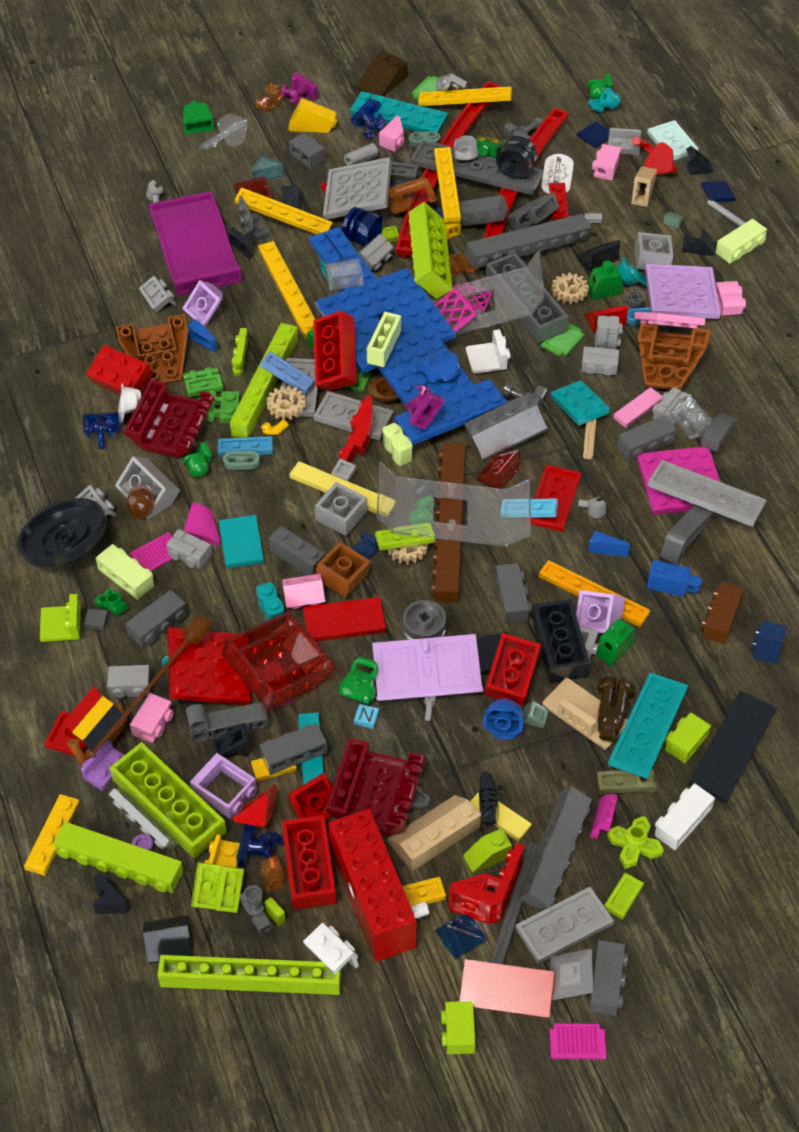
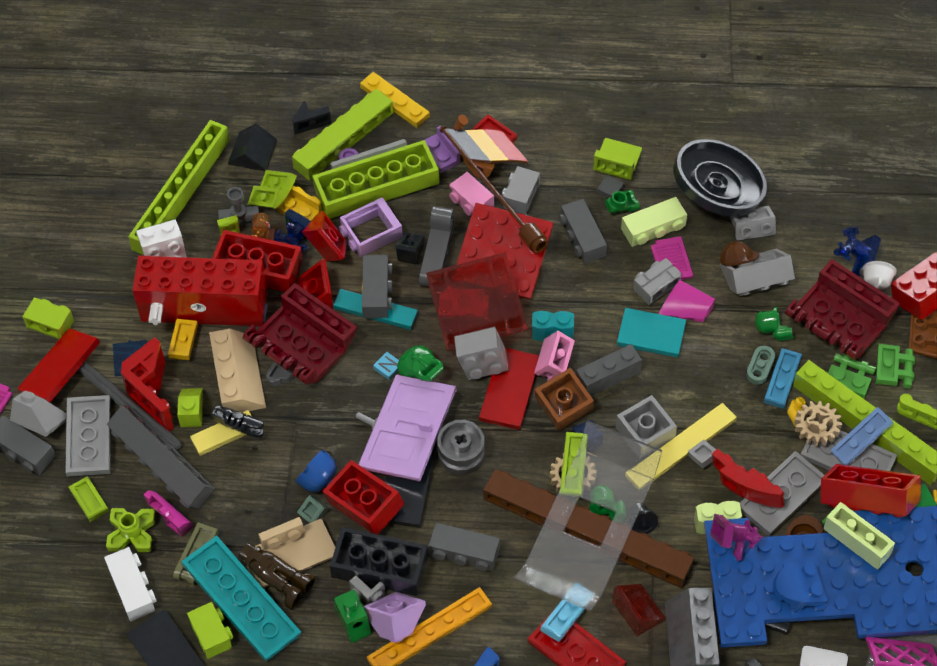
camera: 115 degrees right, 5 degrees up
(330, 634) = (481, 353): none -> light grey brick

